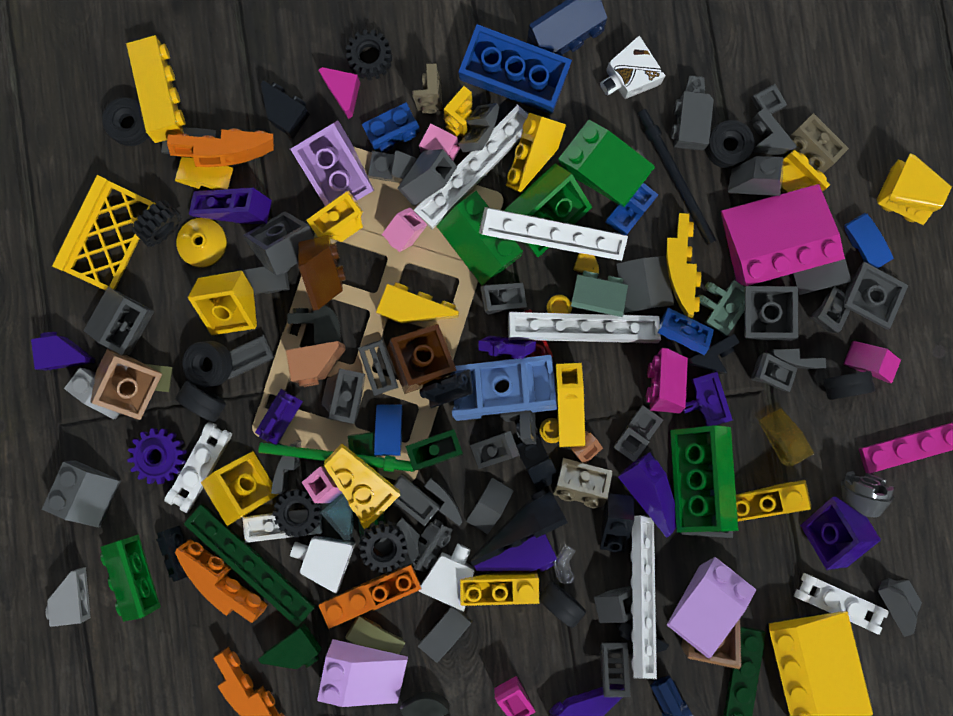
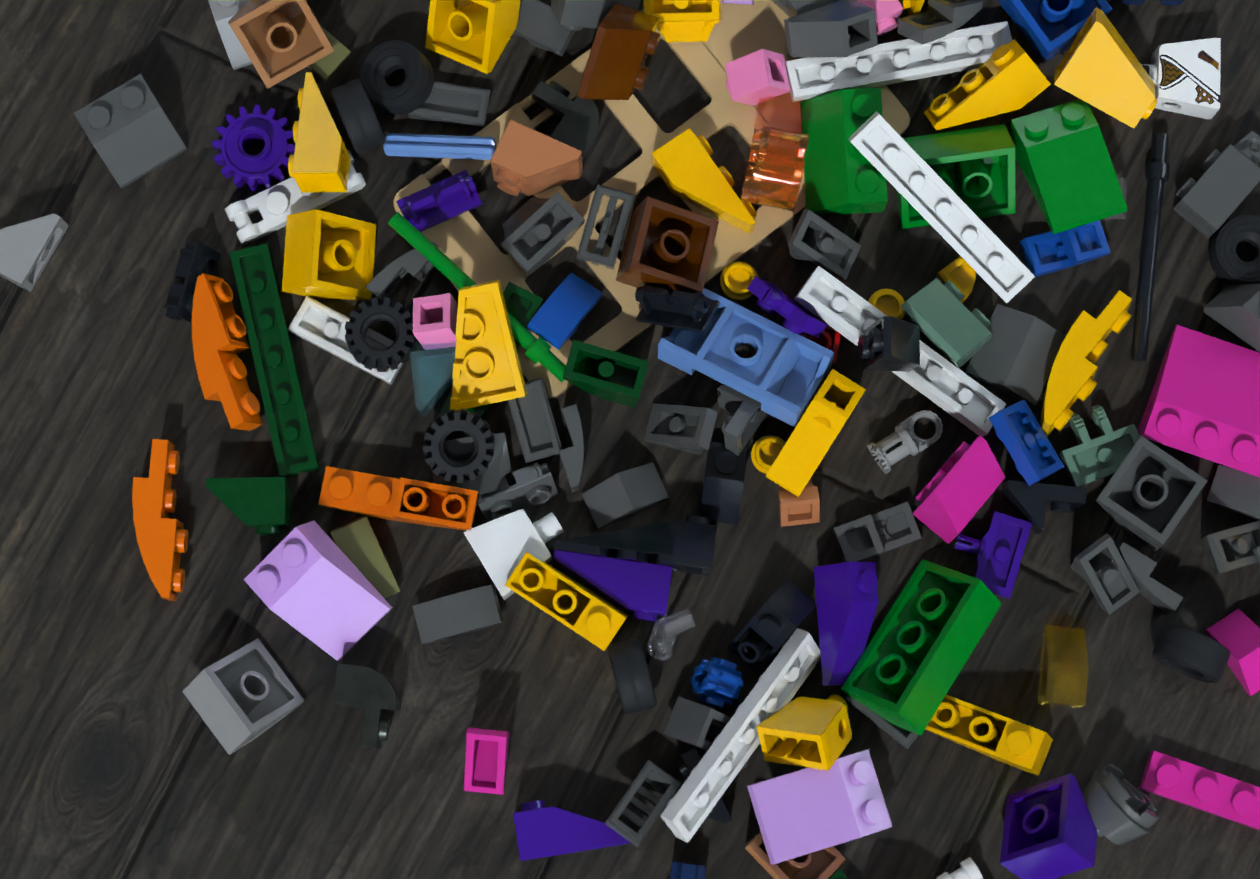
camera: 30 degrees right, 5 degrees down
(130, 578) = (117, 271): green slope -> none
(193, 435) = (320, 154): none -> yellow slope
(257, 385) = (439, 146): none -> medium blue axle
(324, 560) = (372, 417): white torso -> none
(449, 274) = (777, 168): none -> clear orange brick
(469, 347) = (736, 279): none -> yellow plate
(579, 331) = (890, 345): none -> black slope
(583, 483) = (762, 547): dark tan bracket -> none
(592, 98) = (1106, 72): none -> yellow slope
(608, 574) = (716, 682): none -> blue gear
(619, 373) = (906, 438): none -> light grey connector
(677, 570) = (806, 732): none -> yellow torso

